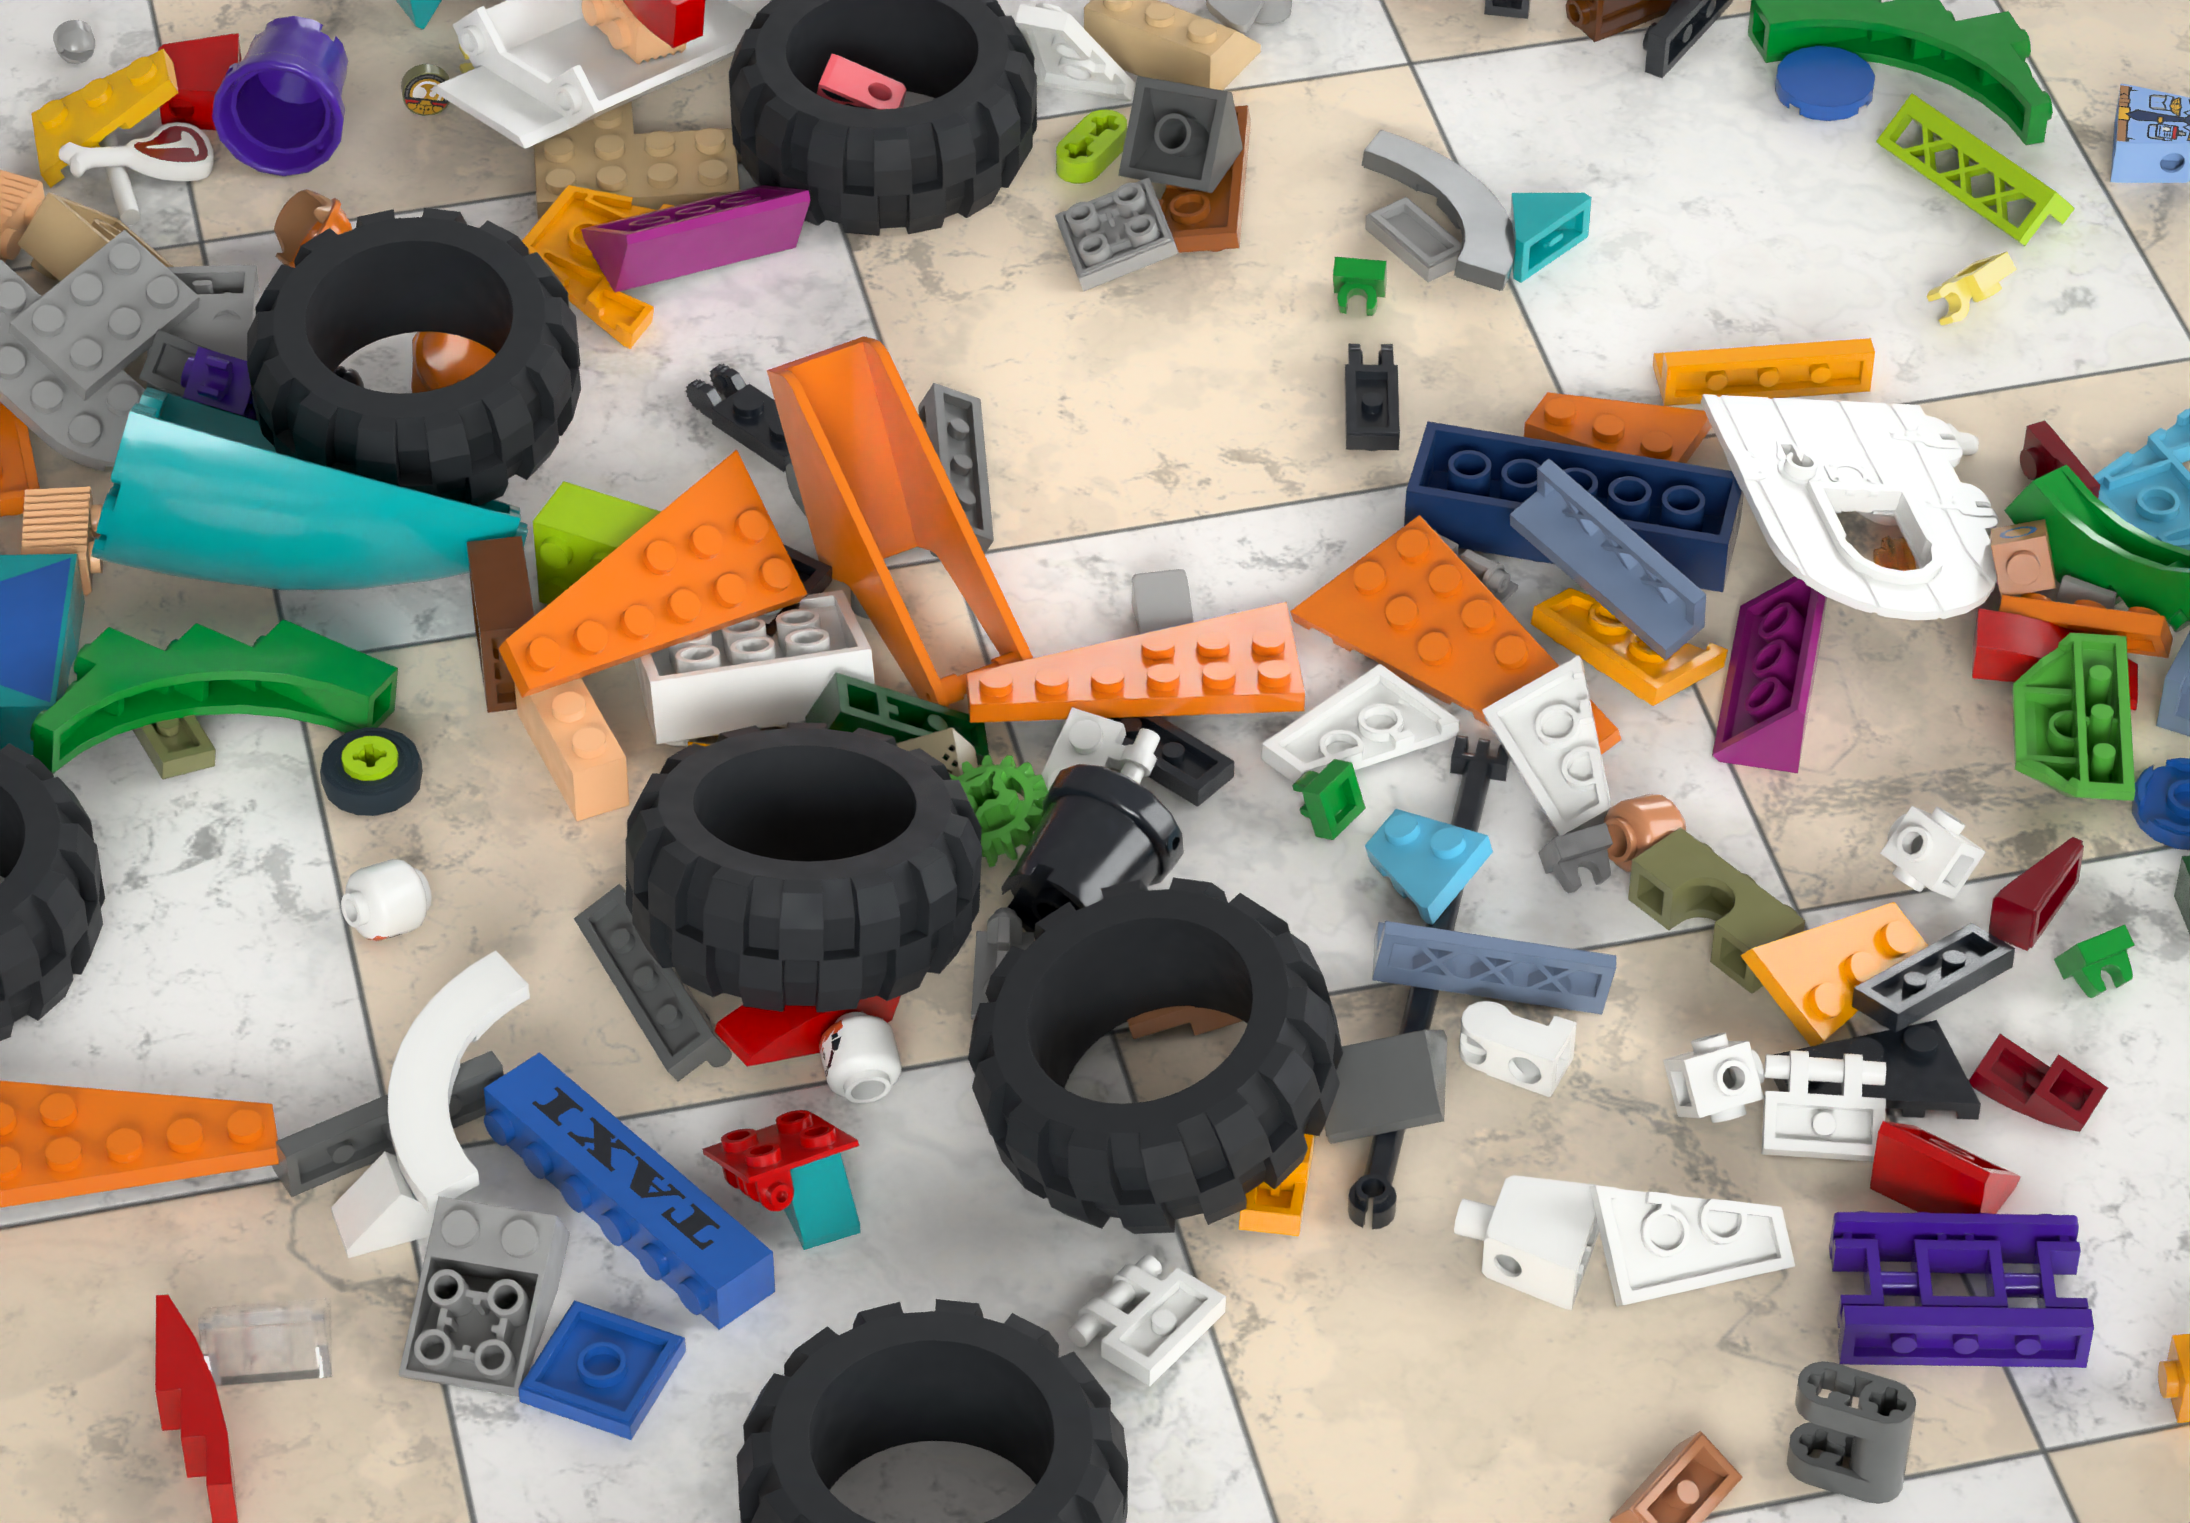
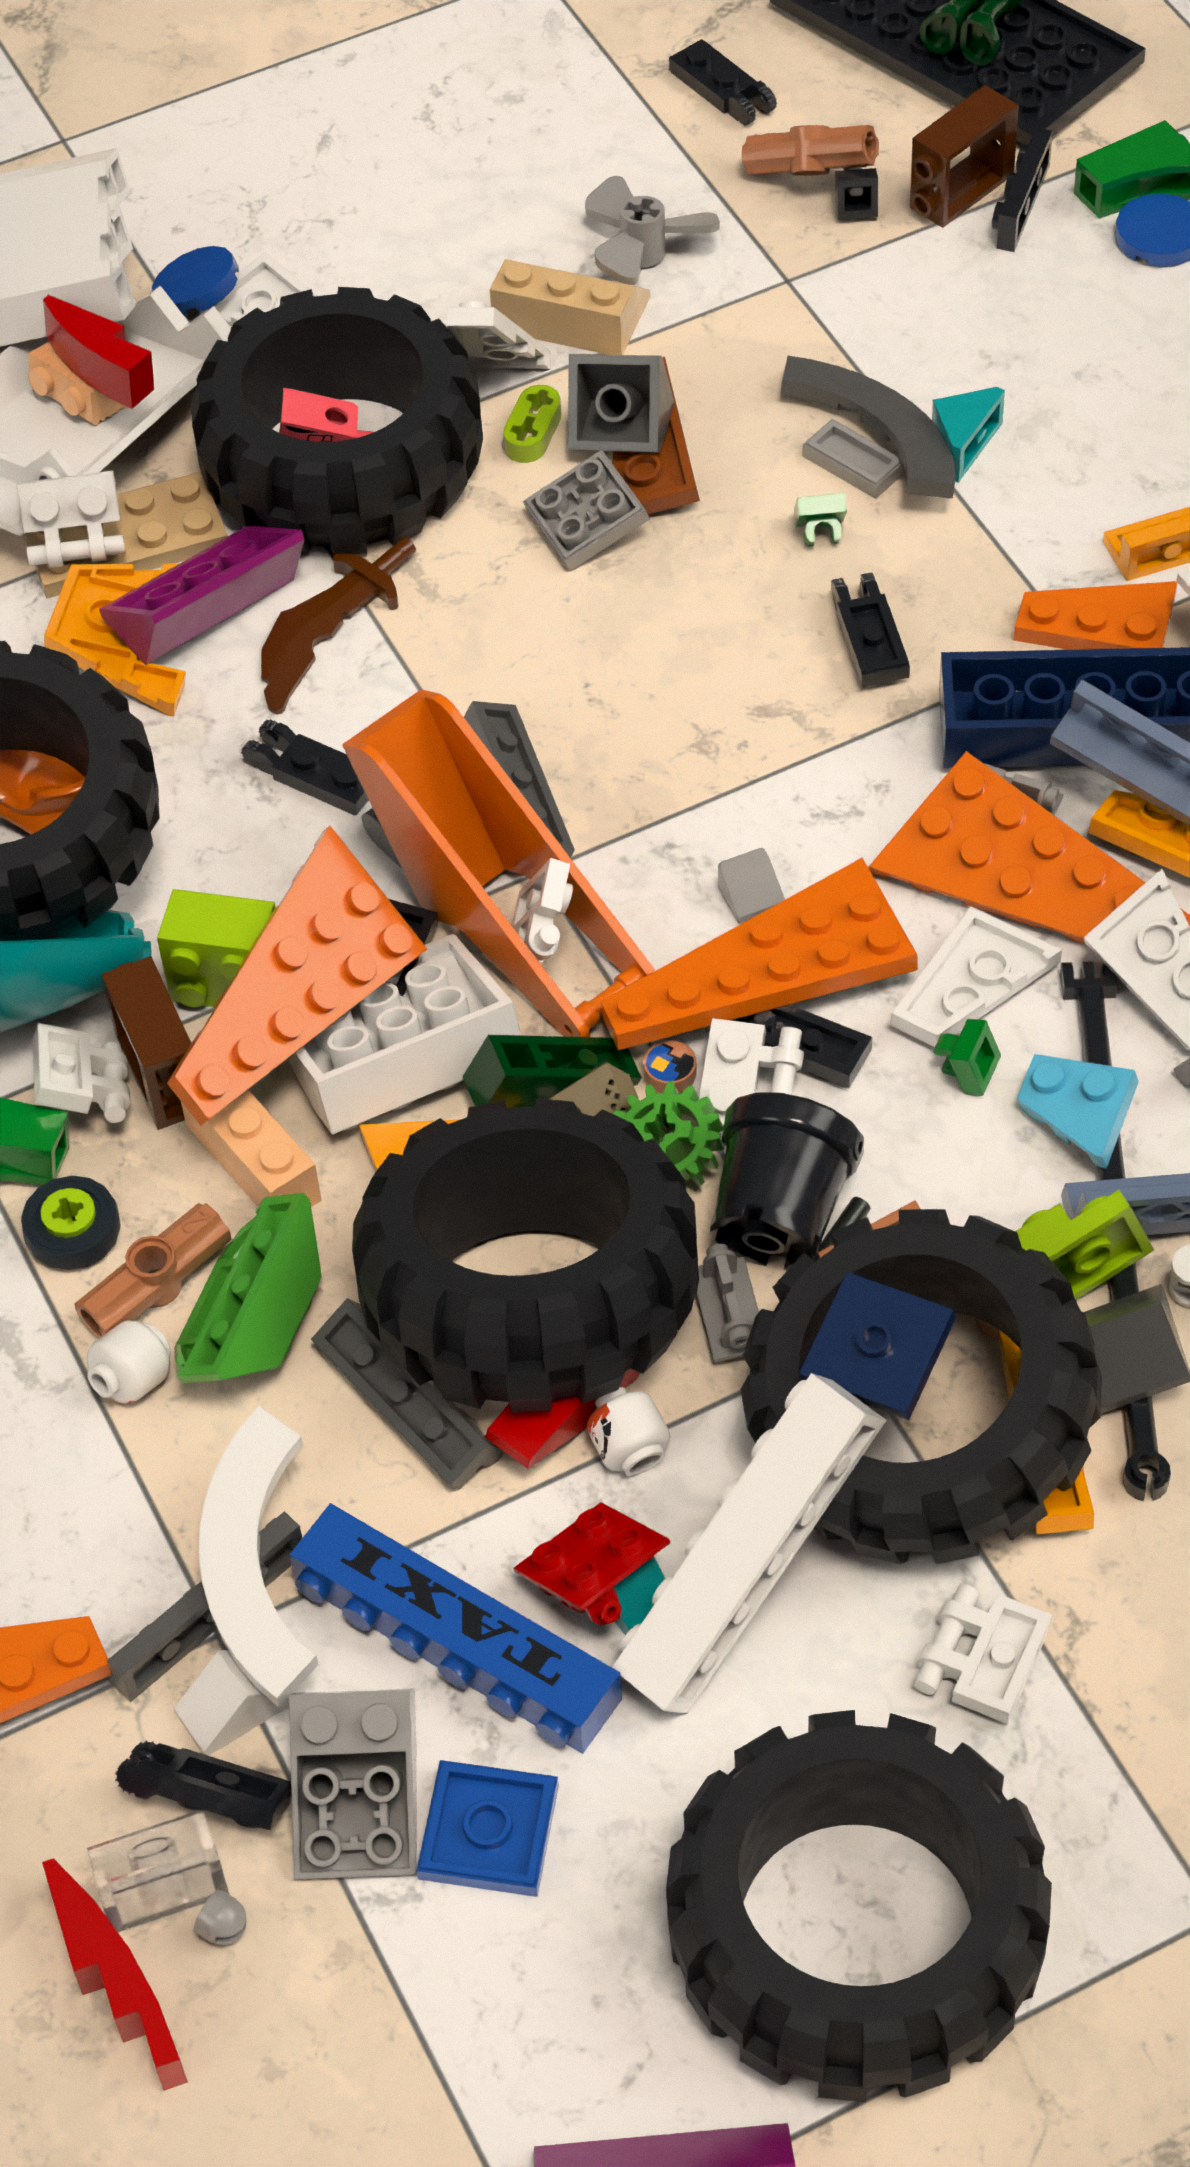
camera: 10 degrees left, 10 degrees up
(313, 1387) = (221, 1919): none -> light grey hinge
(336, 1272) = (205, 1784): none -> black hinge
(416, 635) = (65, 1068): none -> white plate
(441, 824) = (176, 1255): none -> nougat piece
(532, 865) = (253, 1295): none -> bright green wedge
(580, 123) = (71, 503): none -> white plate
(775, 299) = (291, 642): none -> reddish brown sword
(930, 1152) = (747, 1543): none -> white brick
(935, 576) = (539, 904): none -> white plate
(1024, 745) = (670, 1062): none -> tile
(1110, 991) = (879, 1344): none -> dark blue plate
(1377, 975) = (1091, 1244): none -> lime plate

